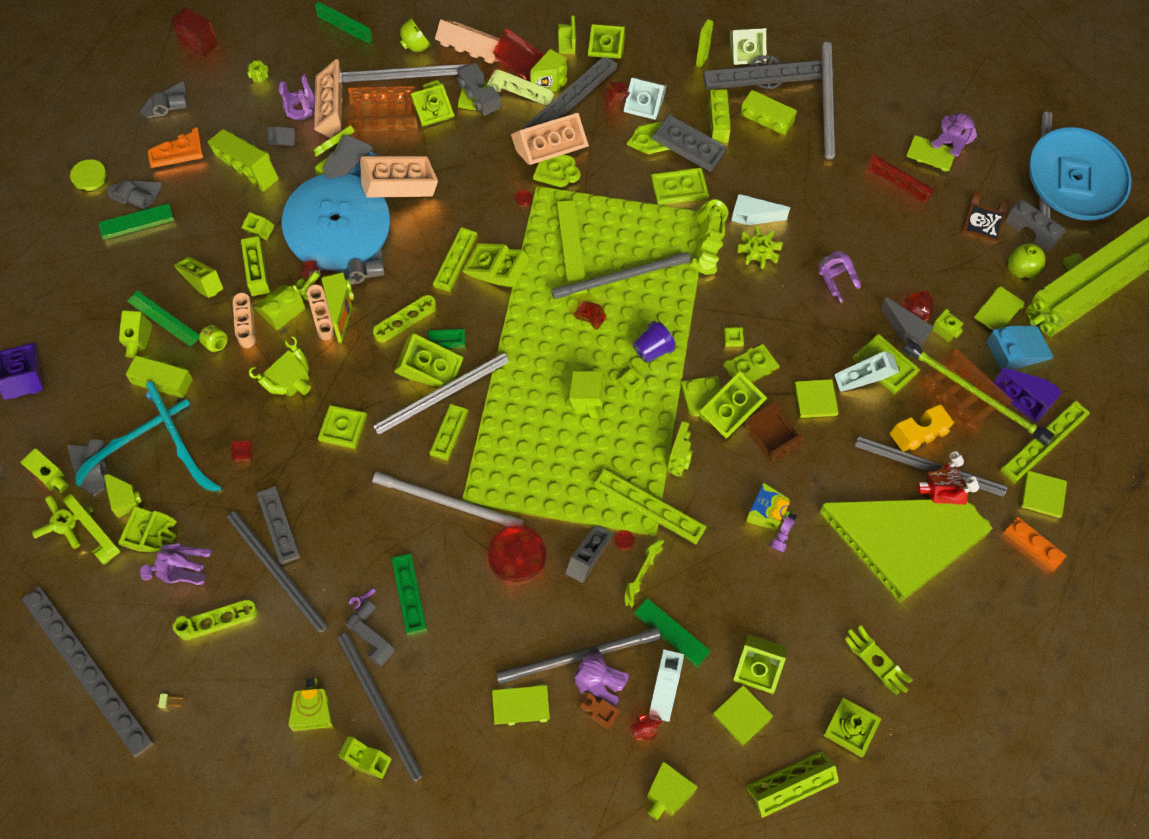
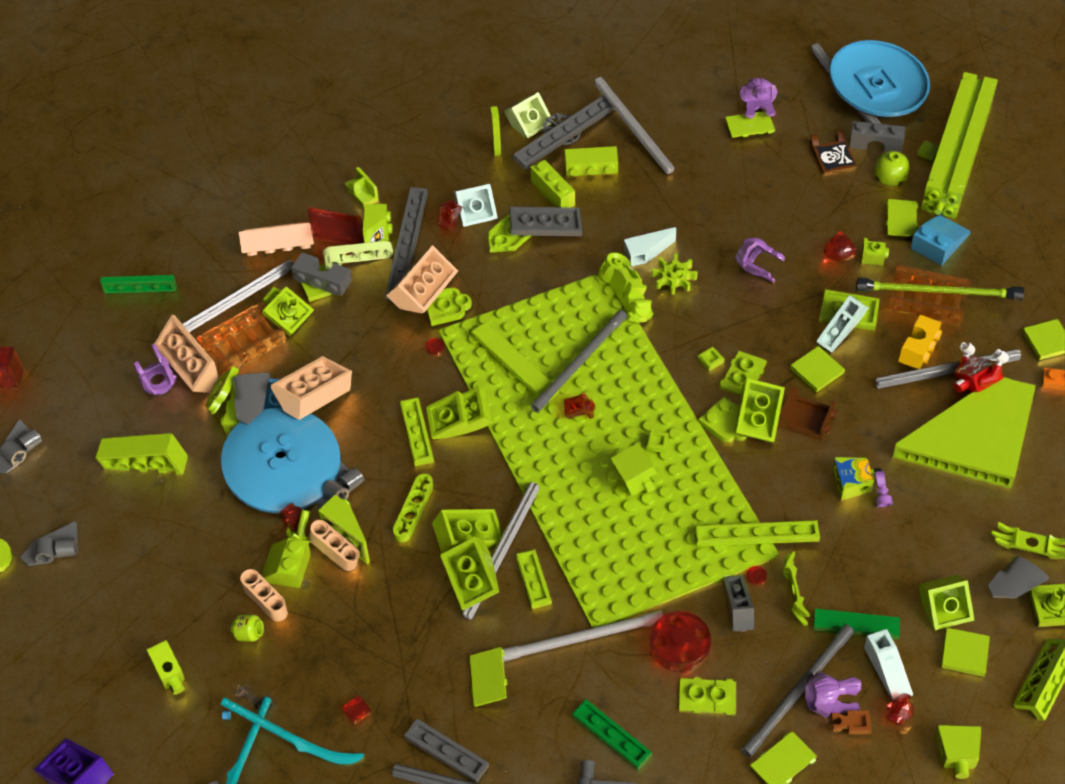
camera: 30 degrees left, 10 degrees down
(136, 221) = (77, 571): green tile -> none
(163, 318) = (191, 634): green tile -> none
(166, 378) = (208, 694): lime brick -> none
(183, 149) = (68, 483): orange wing -> none
(200, 276) = (188, 581): lime slope -> none
(255, 266) = (236, 540): lime brick -> none
(257, 226) = (211, 500): lime brick -> none
(258, 71) = (89, 371): lime gear -> none
(280, 136) = (161, 415): dark grey panel -> none
(287, 373) = (346, 615): lime torso -> none
(342, 426) = (433, 632): lime tile -> none
(352, 487) = (488, 676): none -> lime piece
(362, 599) = (574, 766): medium lavender hand -> none
(401, 396) = (471, 572): none -> lime slope
(413, 37) = (219, 261): lime cylinder -> none
(448, 338) = (468, 499): green tile -> none
(507, 612) = (707, 696): none -> lime piece
(606, 41) = (404, 174): lime slope -> none
(654, 342) = (654, 397): dark purple piece -> none
(679, 186) = (564, 262): lime tile -> none
(681, 453) = (748, 472): lime plate -> none
(834, 684) = (1016, 579): none -> dark grey panel
(900, 179) = (743, 158): clear red plate -> none
(906, 323) = (840, 269): dark grey slope -> none
(1029, 393) = (980, 266): dark purple slope -> none
(1035, 451) = (1015, 310): lime tile -> none

